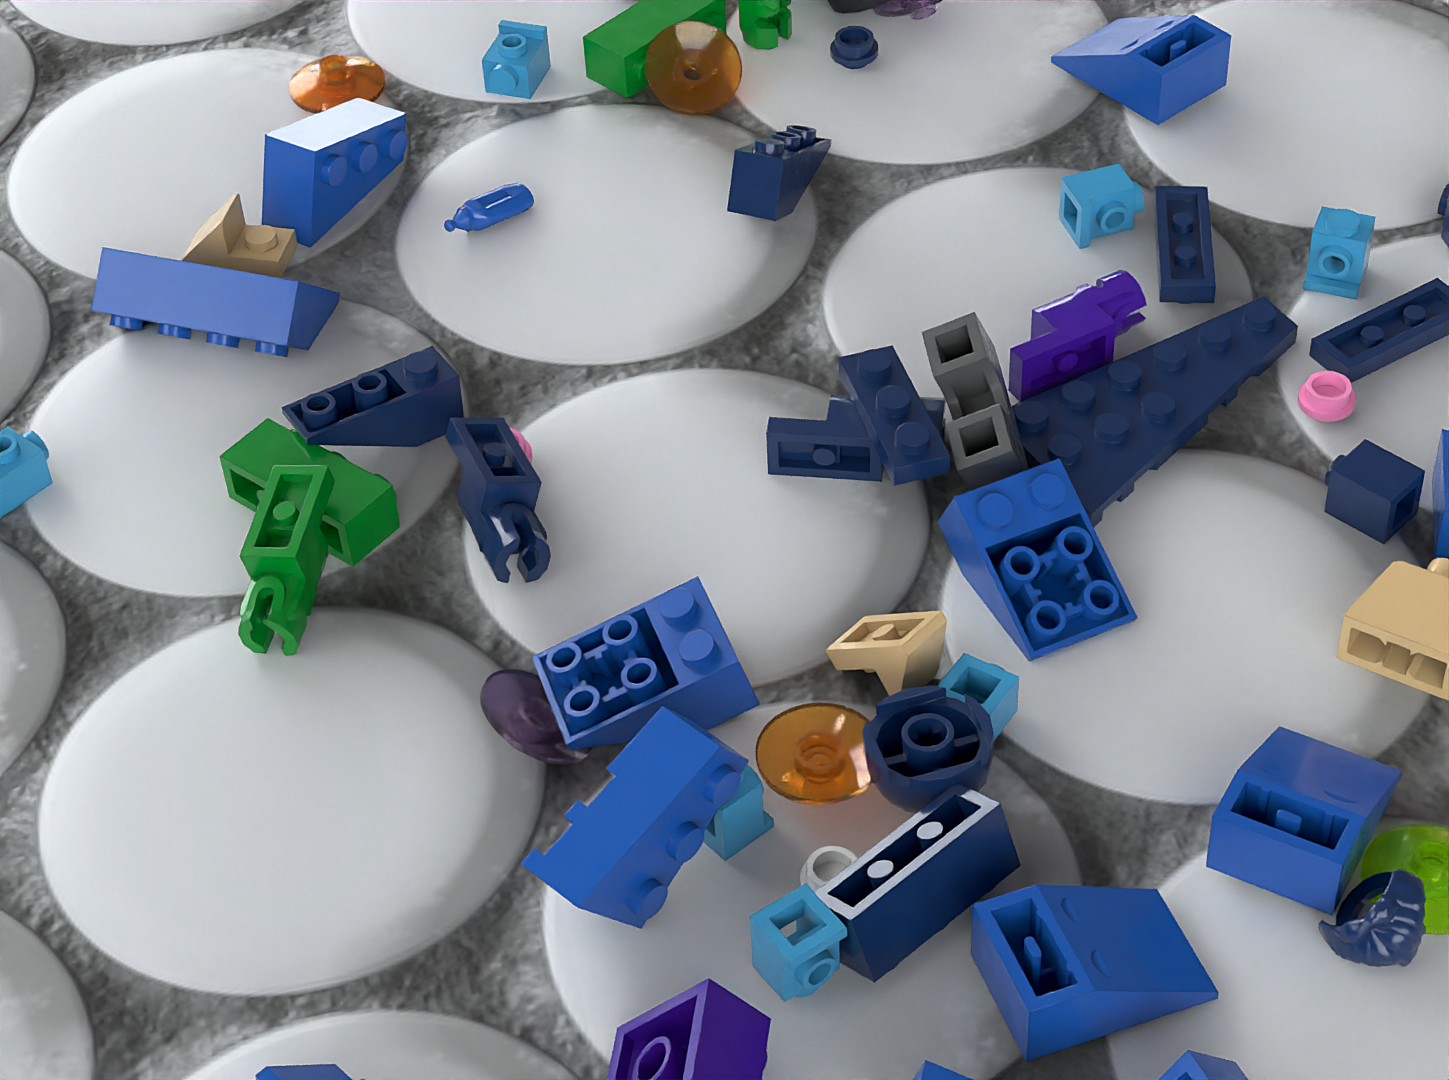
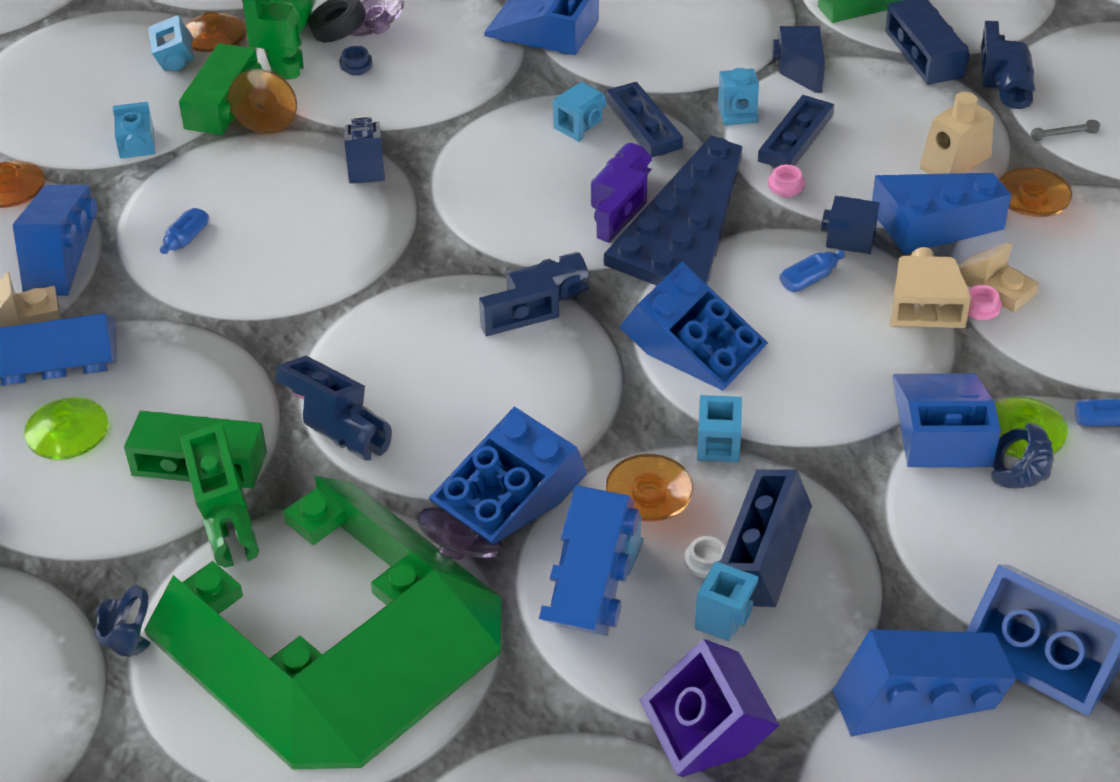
camera: 30 degrees left, 0 degrees up
(73, 676) = (111, 624): none -> dark blue piece
(197, 412) = (66, 428): none -> clear neon green dish
(341, 855) = (369, 685): none -> green slope
(386, 407) = (215, 375): dark blue slope -> none
(894, 415) = (558, 270): dark blue plate -> none
(899, 647) = (647, 406): tan slope -> none
(926, 745) = (720, 457): dark blue cylinder -> none
(973, 385) = (610, 261): dark grey arch -> none
(1083, 963) = (885, 548): blue slope -> none
(1270, 536) = (810, 270): none -> blue piece

